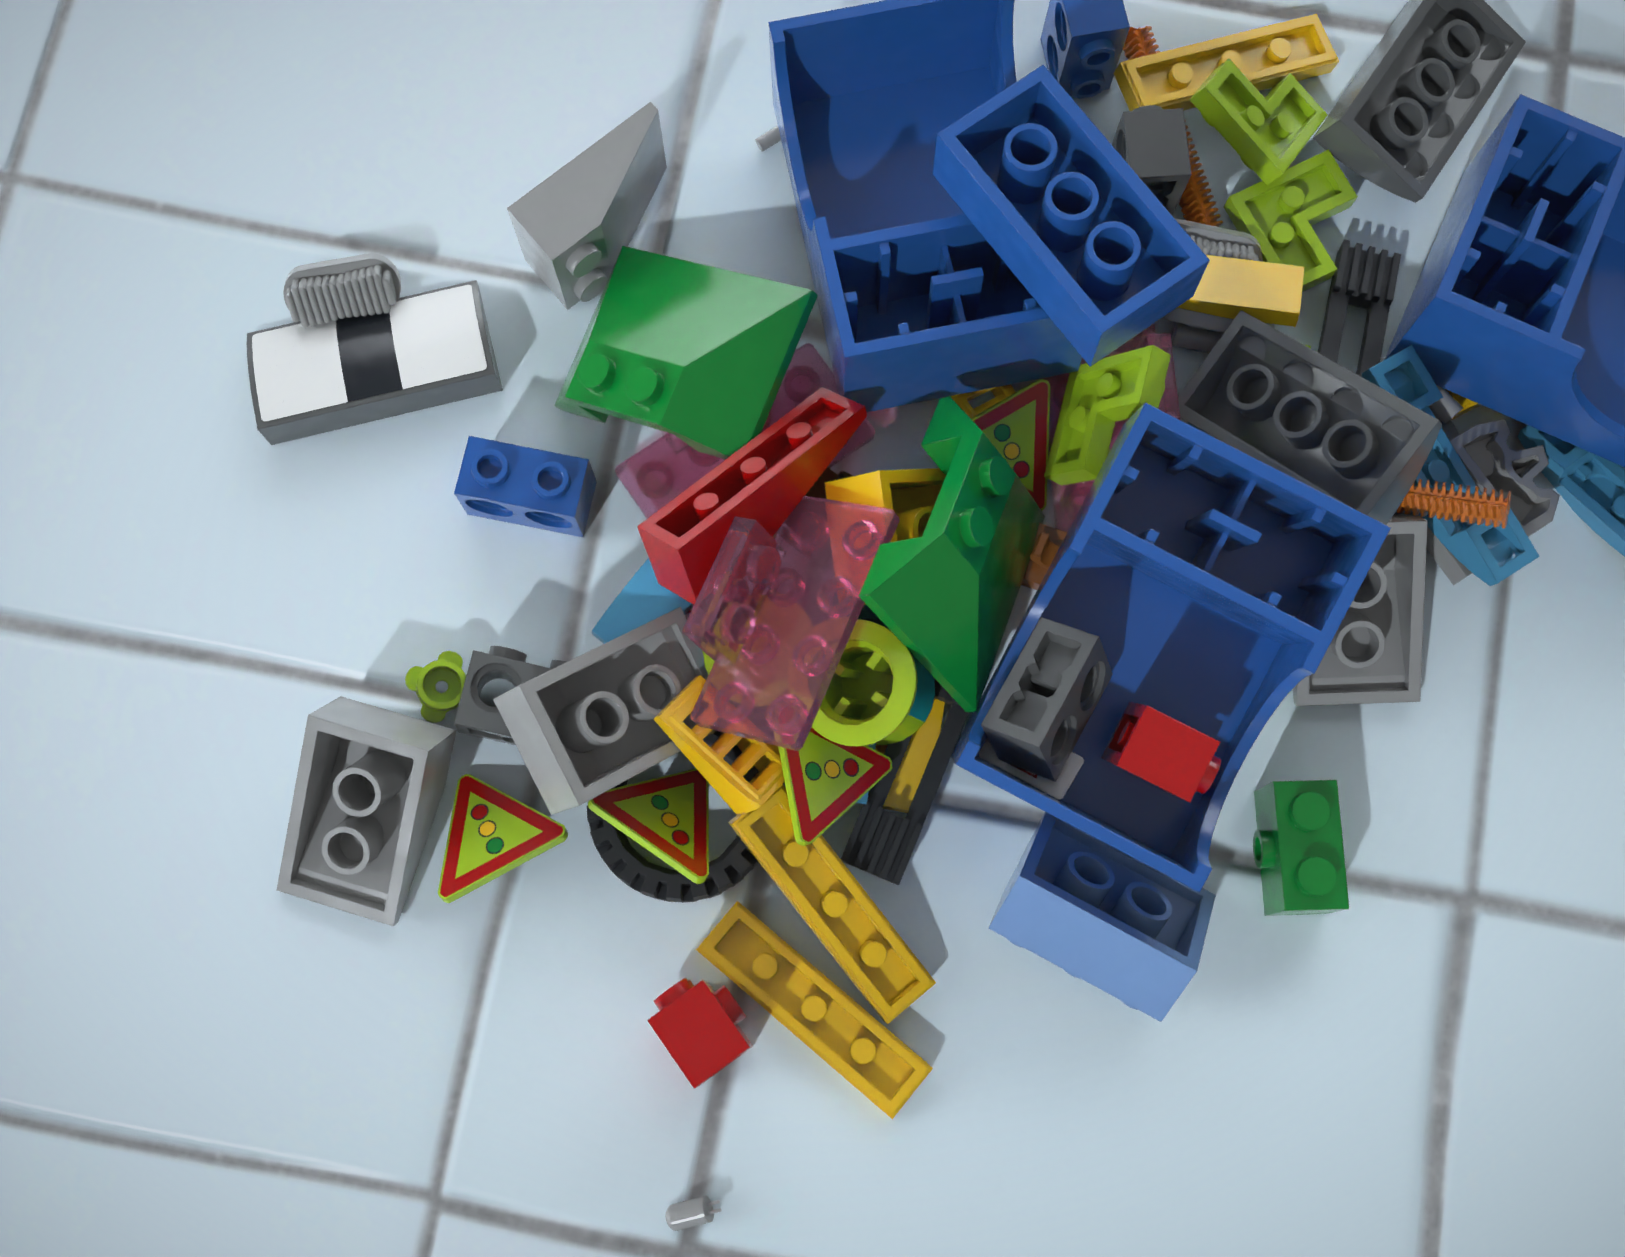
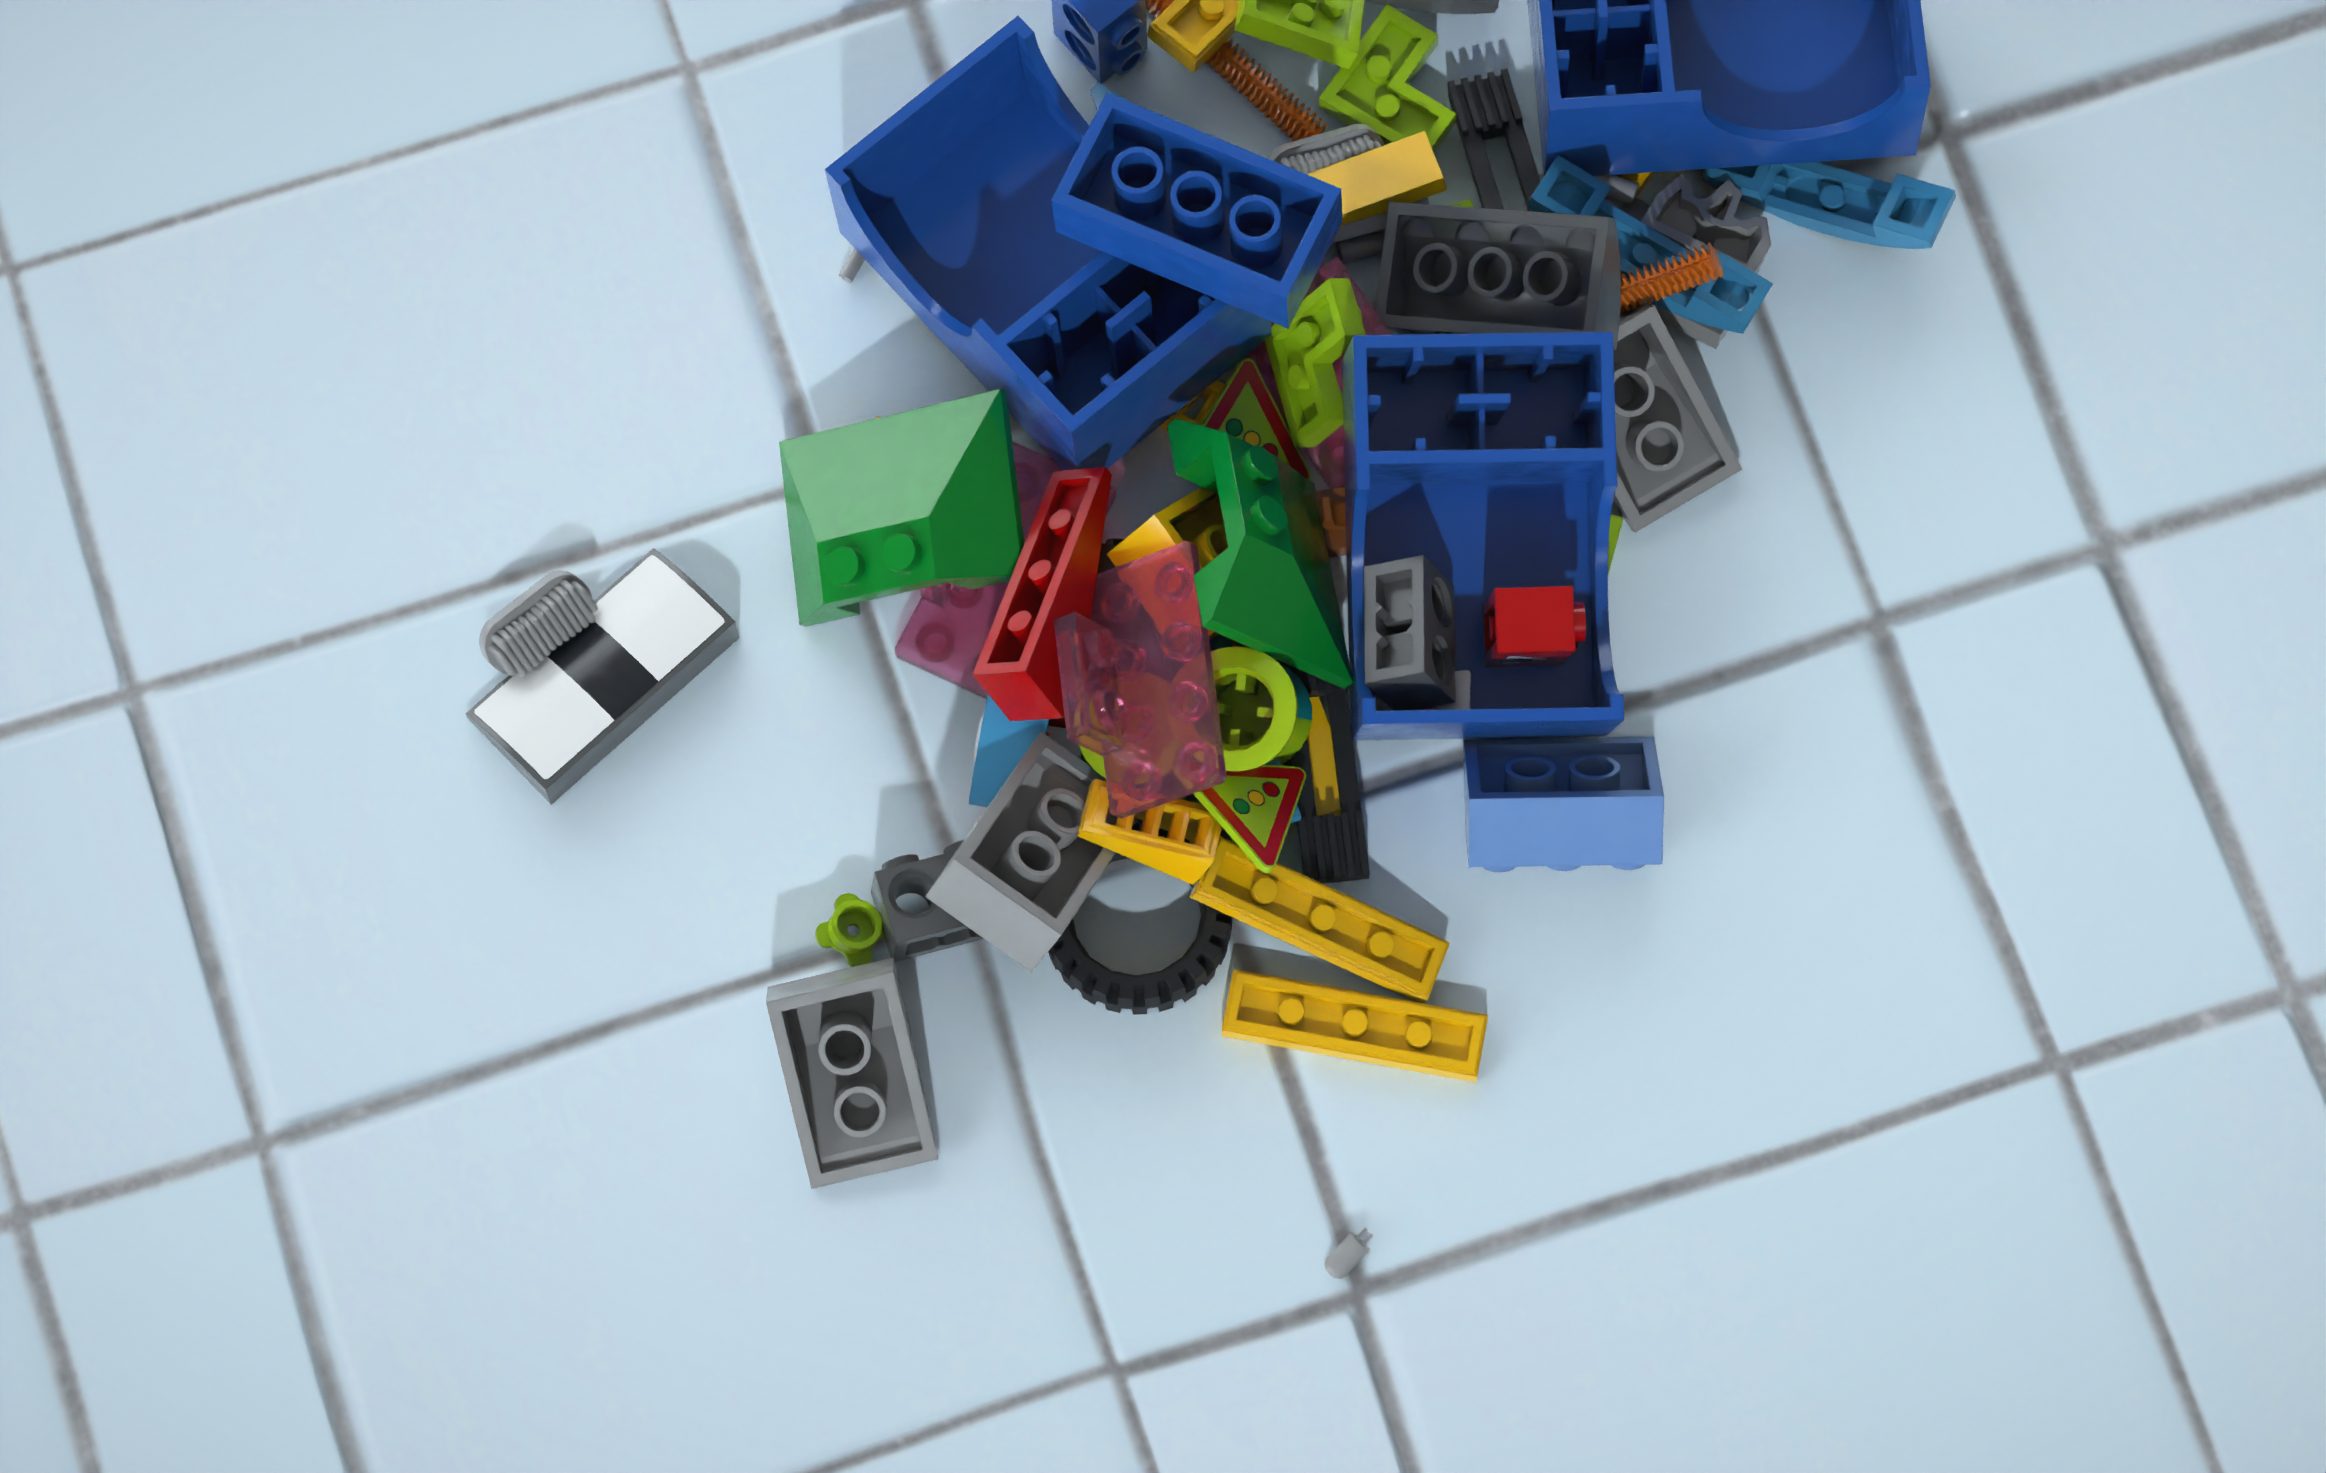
camera: 25 degrees left, 5 degrees down
(491, 837) = (982, 1030): piece -> none
(526, 486) = (826, 709): blue brick -> none
(591, 208) = (730, 446): light grey slope -> none
(665, 818) = (1129, 924): piece -> none
(700, 1028) = (1268, 1083): red brick -> none
(1157, 150) = (1231, 103): dark grey brick -> none
(1300, 848) = (1702, 653): green brick -> none

